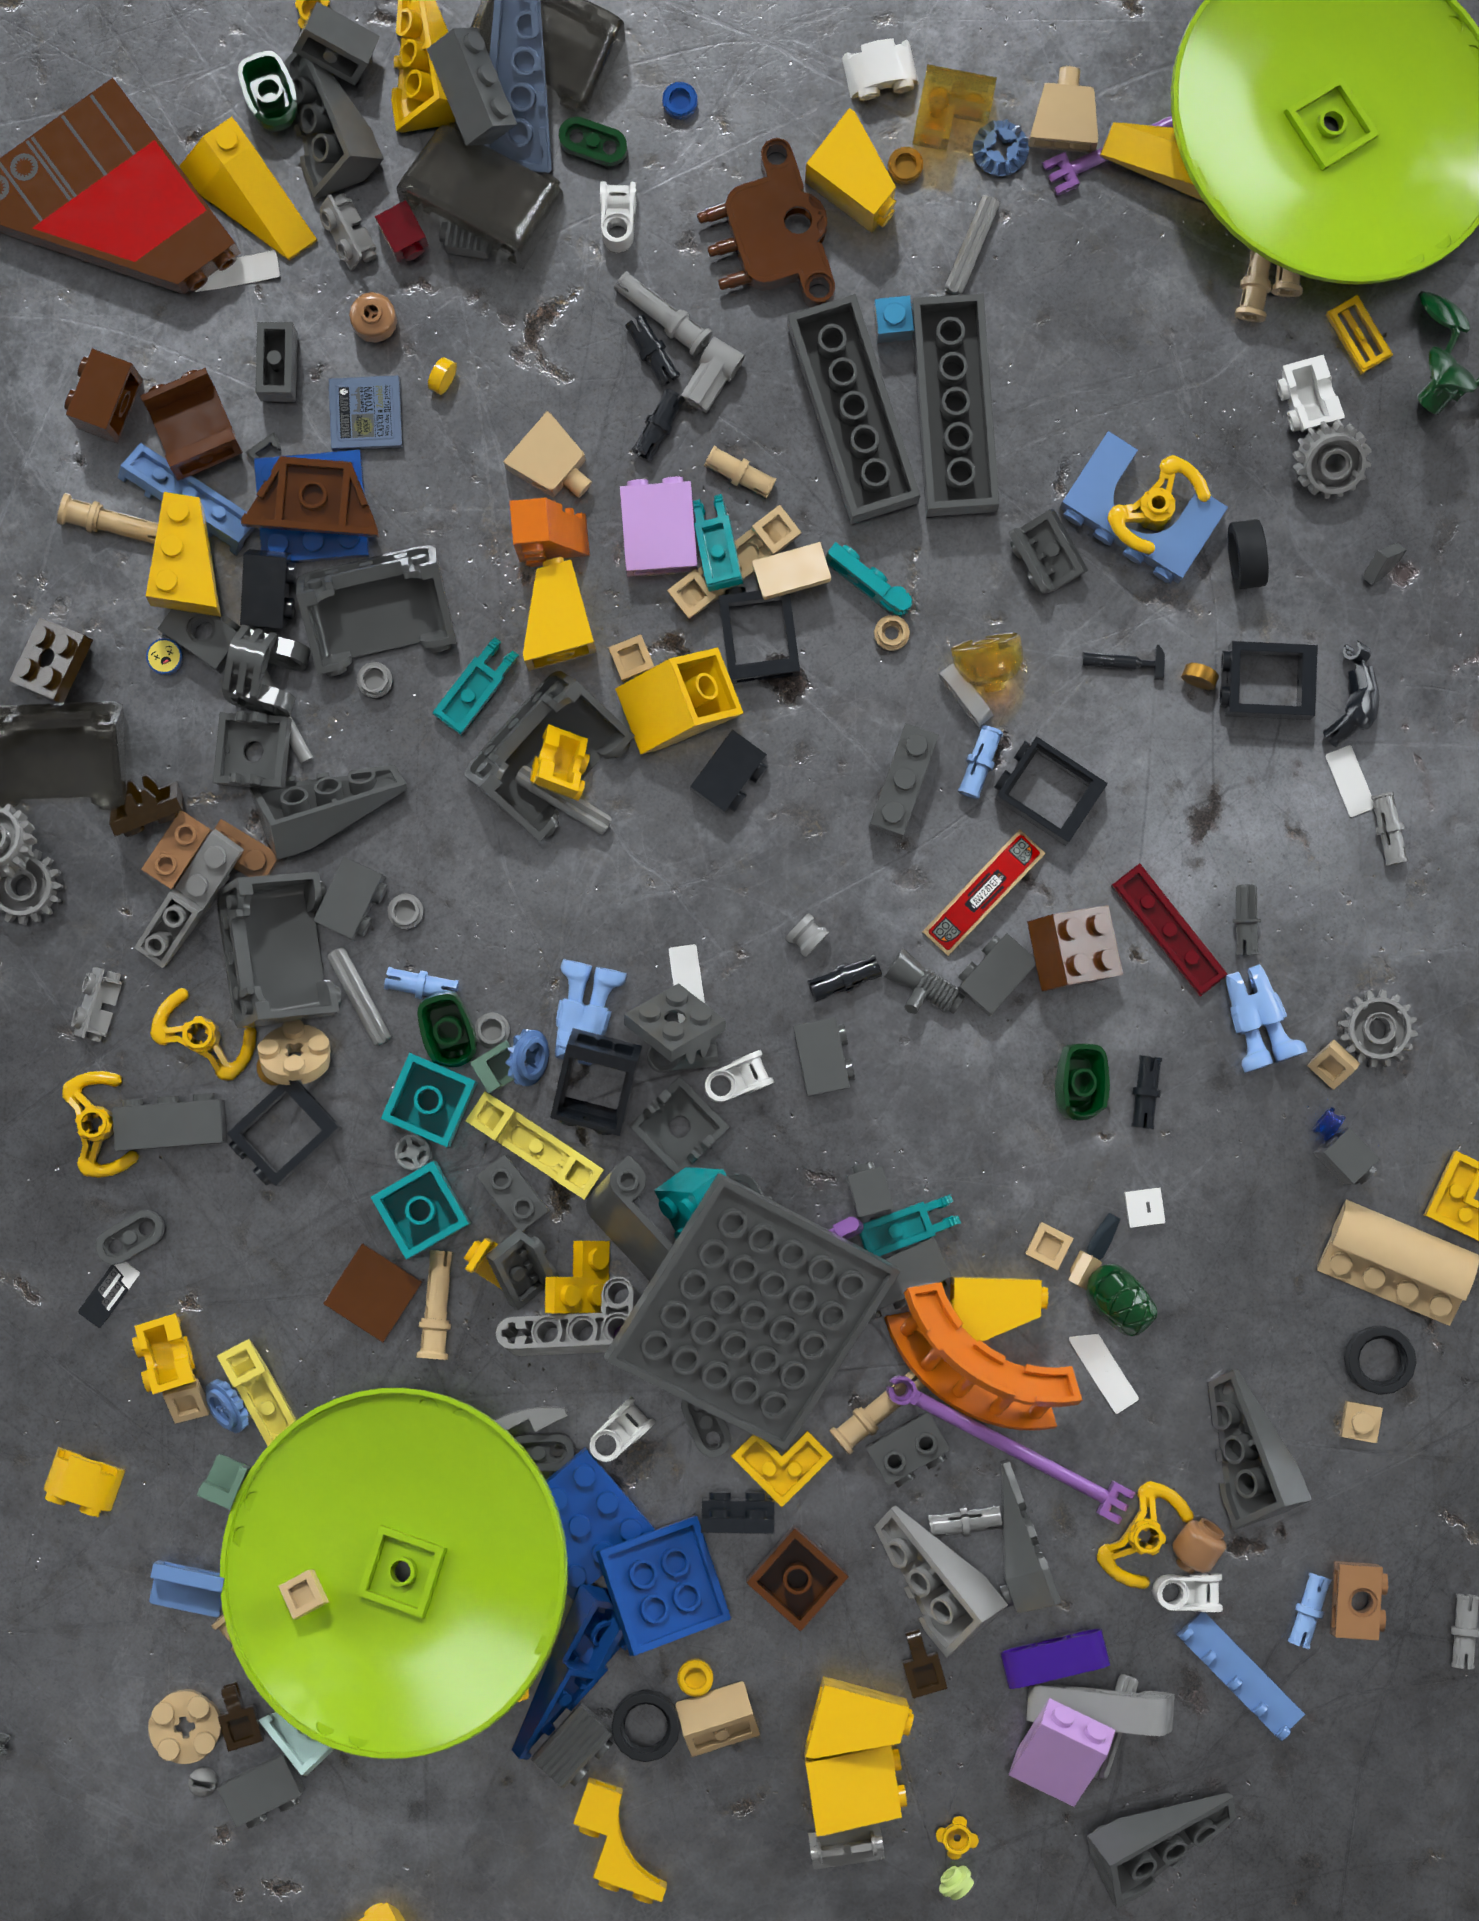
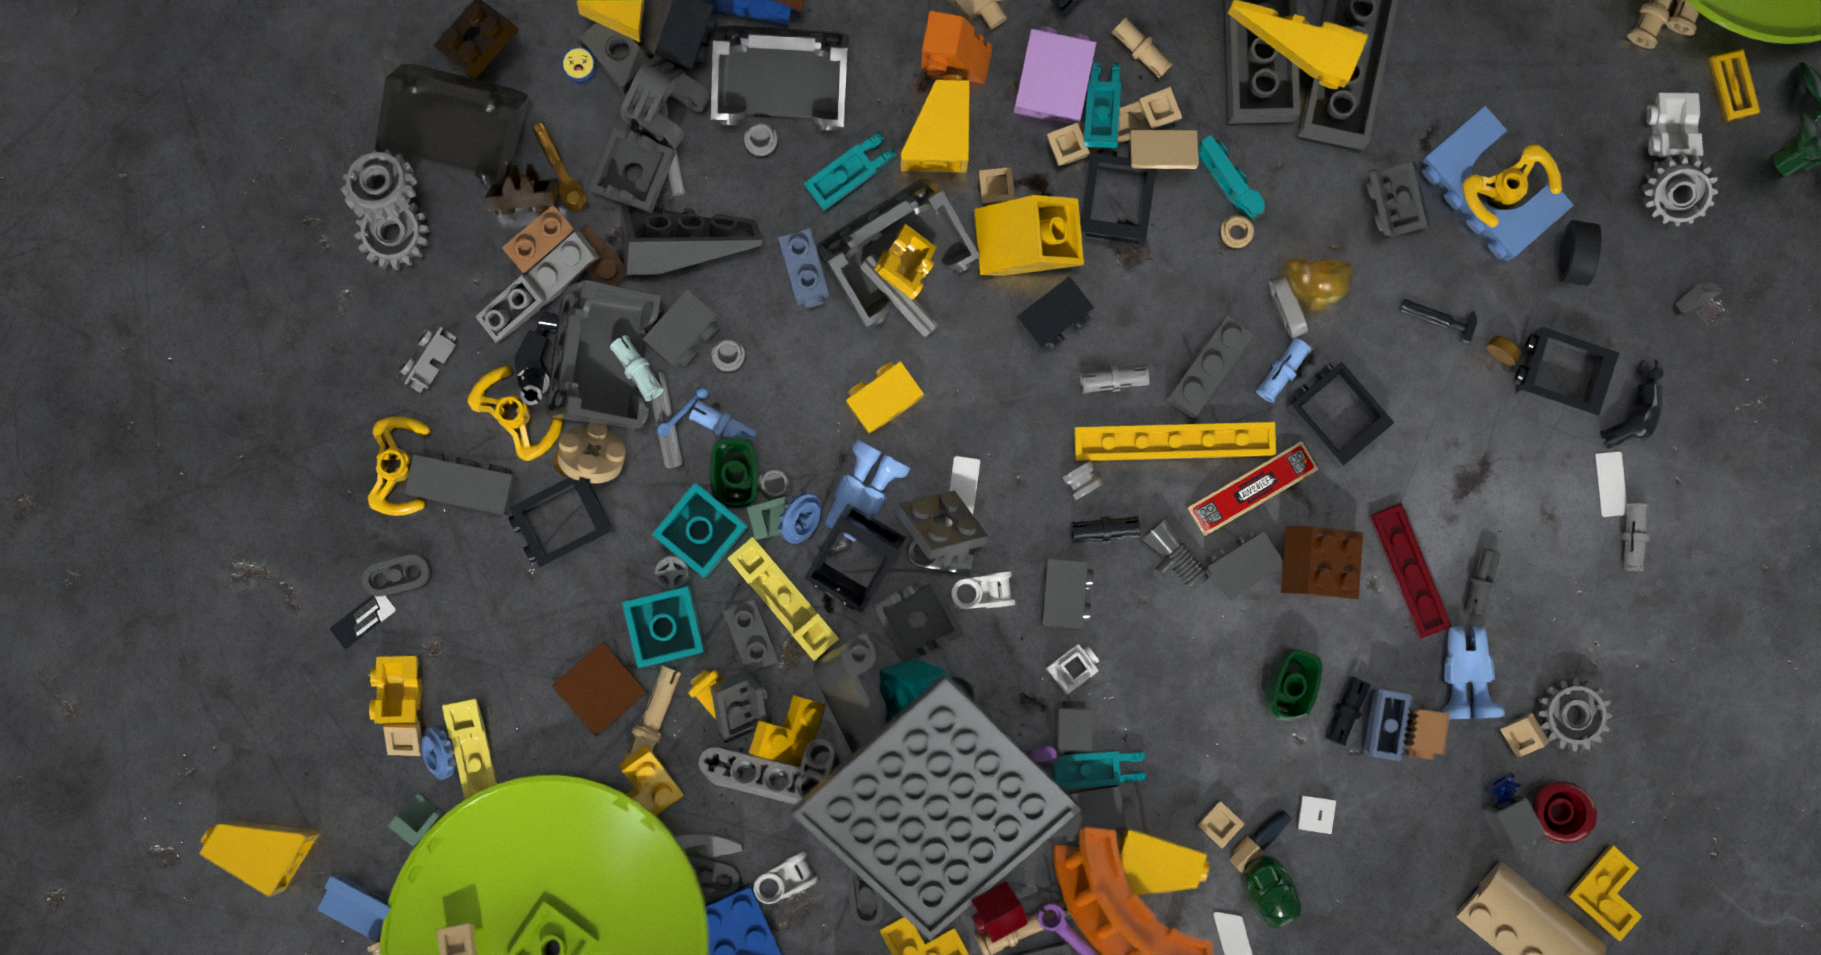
camera: 10 degrees right, 0 degrees up
(72, 1561) = (258, 852): none -> yellow slope
(82, 1482) = (289, 784): yellow cylinder -> none
(192, 787) = (569, 188): none -> pearl gold piece
(204, 981) = (529, 363): none -> black arm
(315, 952) = (636, 368): none -> light aqua pin
(362, 1007) = (664, 429): none -> medium blue hinge
(454, 1371) = (651, 781): none -> yellow plate
(458, 800) = (804, 268): none -> sand blue brick
(578, 908) = (884, 396): none -> yellow brick
(809, 821) = (1114, 378): none -> light grey pin
(845, 1142) = (1061, 674): none -> white window
(847, 1402) = (998, 912): none -> dark red brick
(890, 867) = (1175, 441): none -> yellow plate
(925, 426) = (1321, 52): none -> yellow wedge
(1189, 1094) = (1387, 724): none -> sand blue brick
(1229, 1091) = (1426, 733): none -> medium nougat brick
(1395, 1131) = (1565, 812): none -> dark red hat

